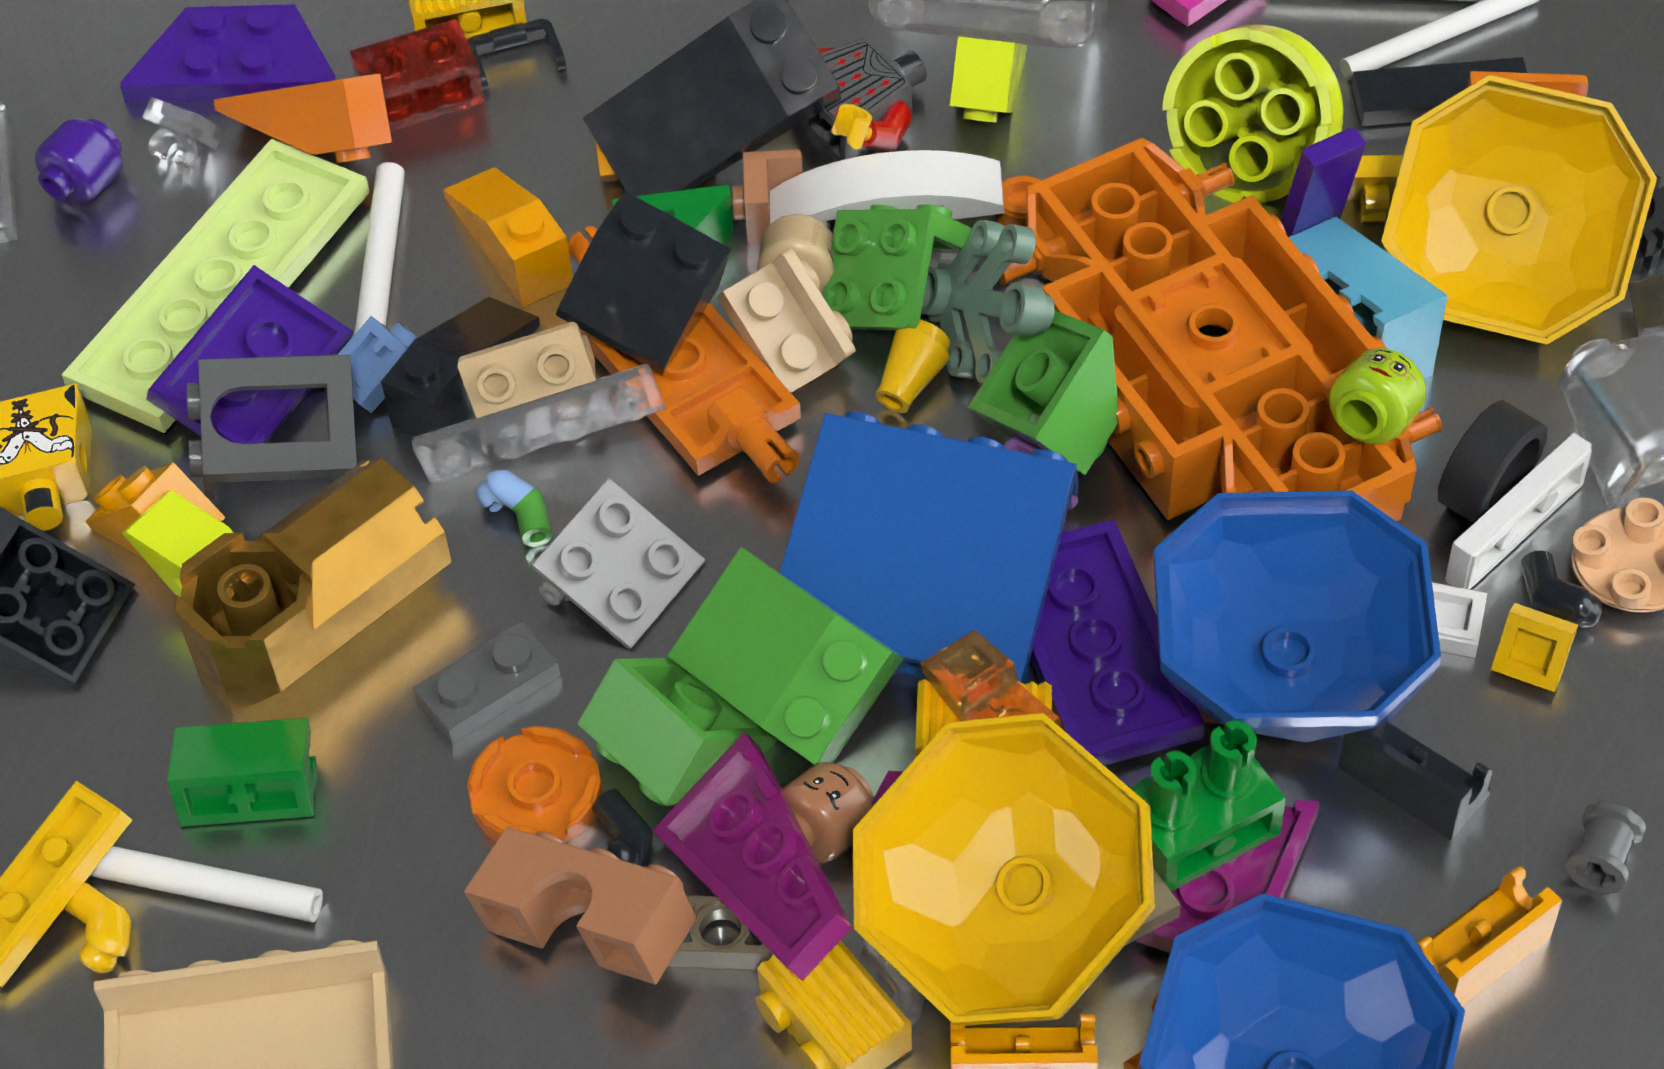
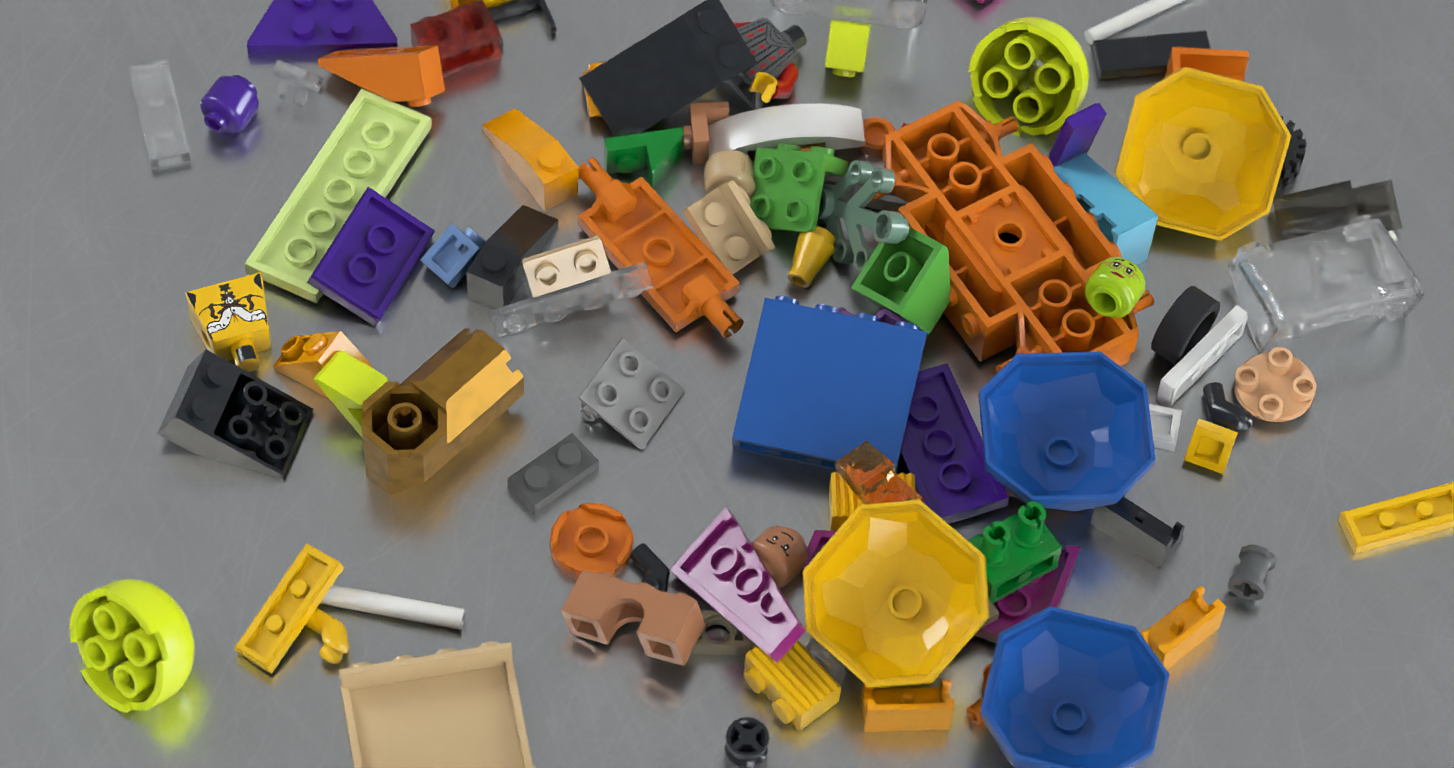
camera: 10 degrees left, 5 degrees up
(226, 461) = (365, 327): dark grey panel -> none
(242, 772) = (406, 534): green hinge -> none
(380, 244) = (444, 169): white piece -> none
(509, 490) = (552, 343): arm -> none
(644, 282) = (635, 202): black slope -> none
(663, 725) = (675, 501): bright green slope -> none
(785, 658) = (745, 458): bright green slope -> none
(1375, 186) = (1113, 125): yellow tile -> none

